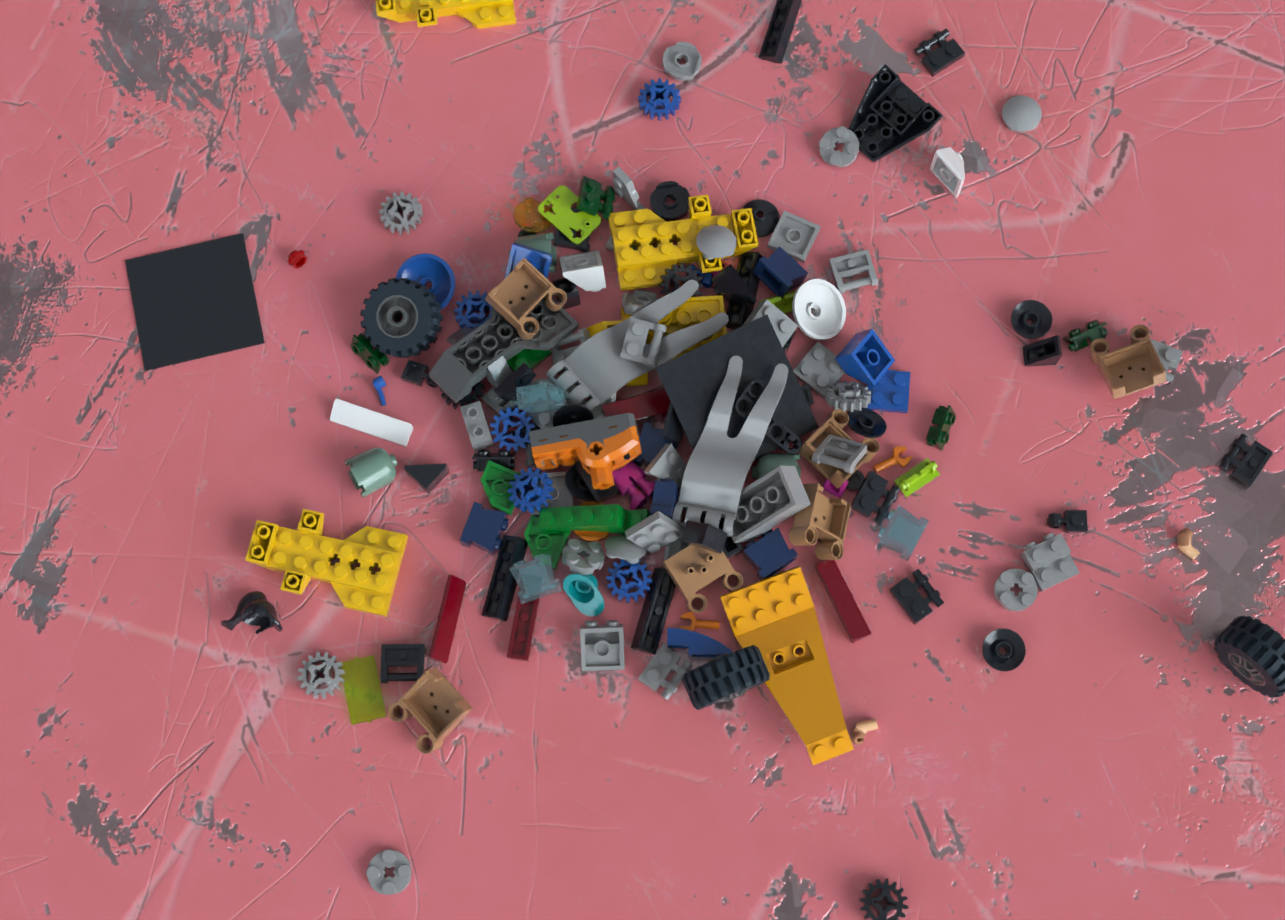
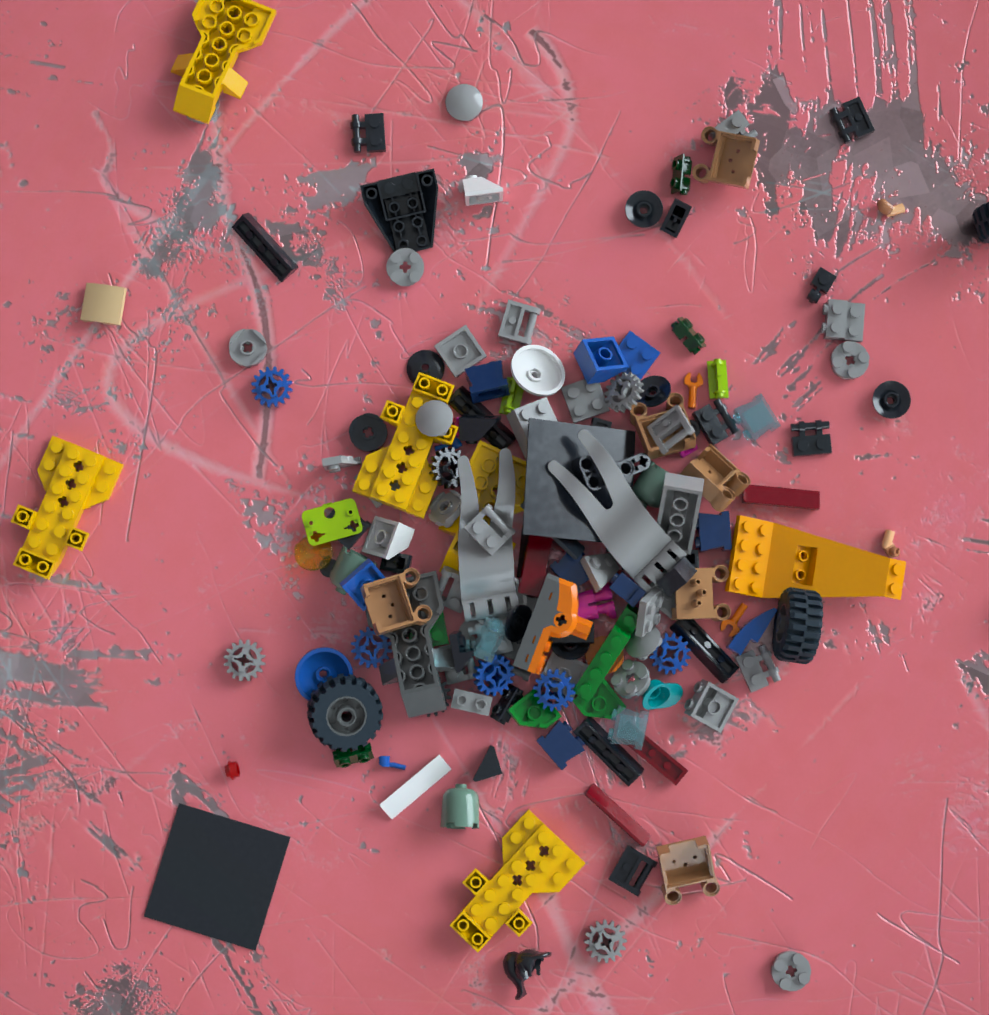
camera: 65 degrees left, 10 degrees up
(363, 690) = (634, 913): clear neon green piece -> none
(416, 373) = (394, 725): black plate -> none
(590, 196) = (327, 496): dark green plate -> none

